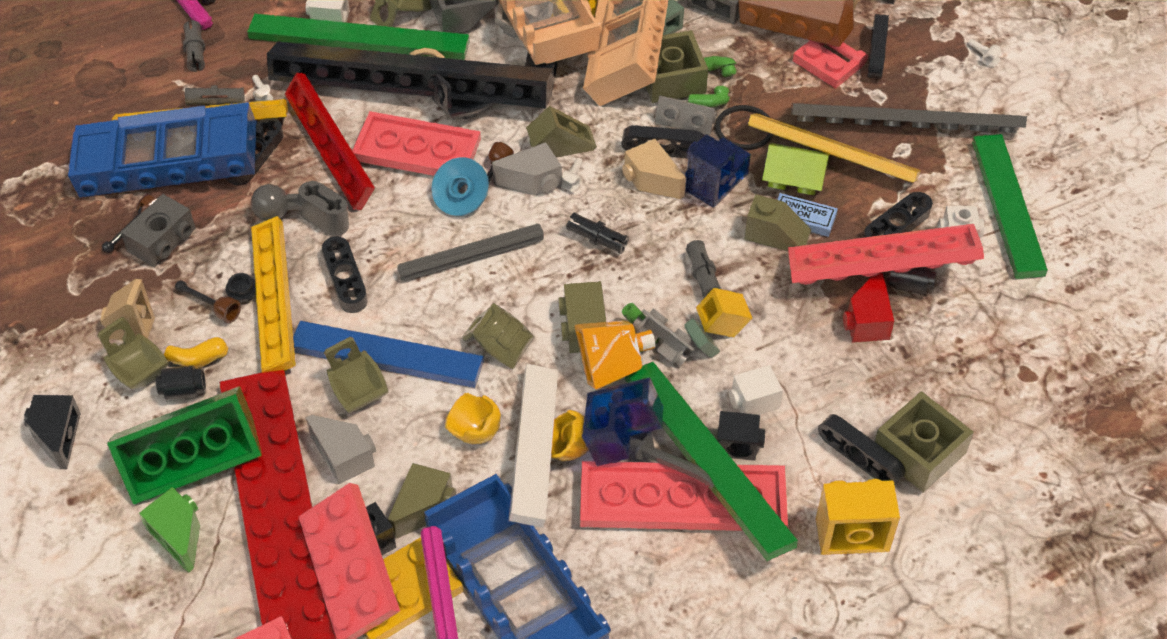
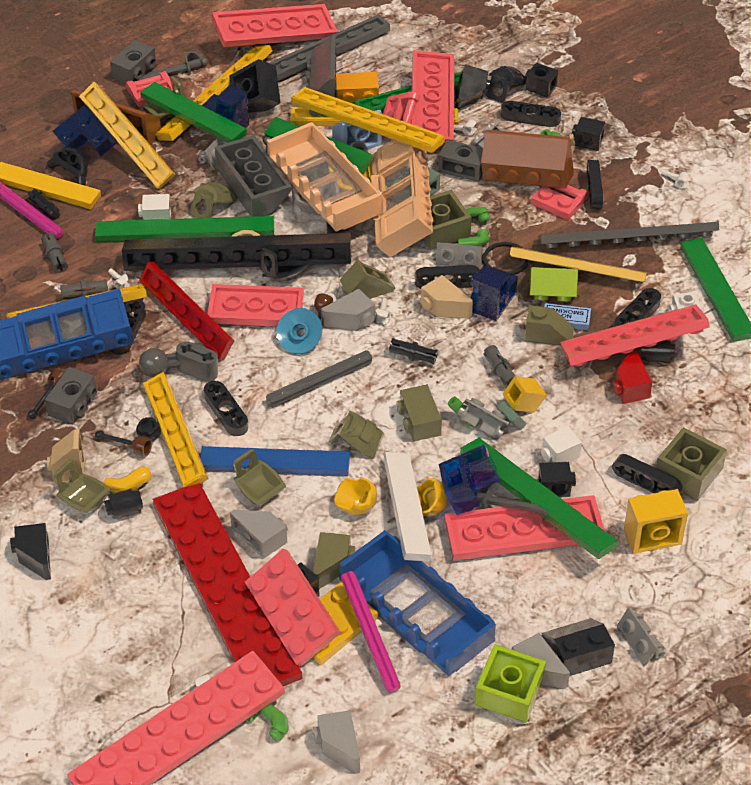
camera: 10 degrees left, 5 degrees down
(174, 525) = (148, 604): bright green slope -> none
(185, 445) = (144, 545): green slope -> none
(611, 350) = (447, 432): light orange torso -> none

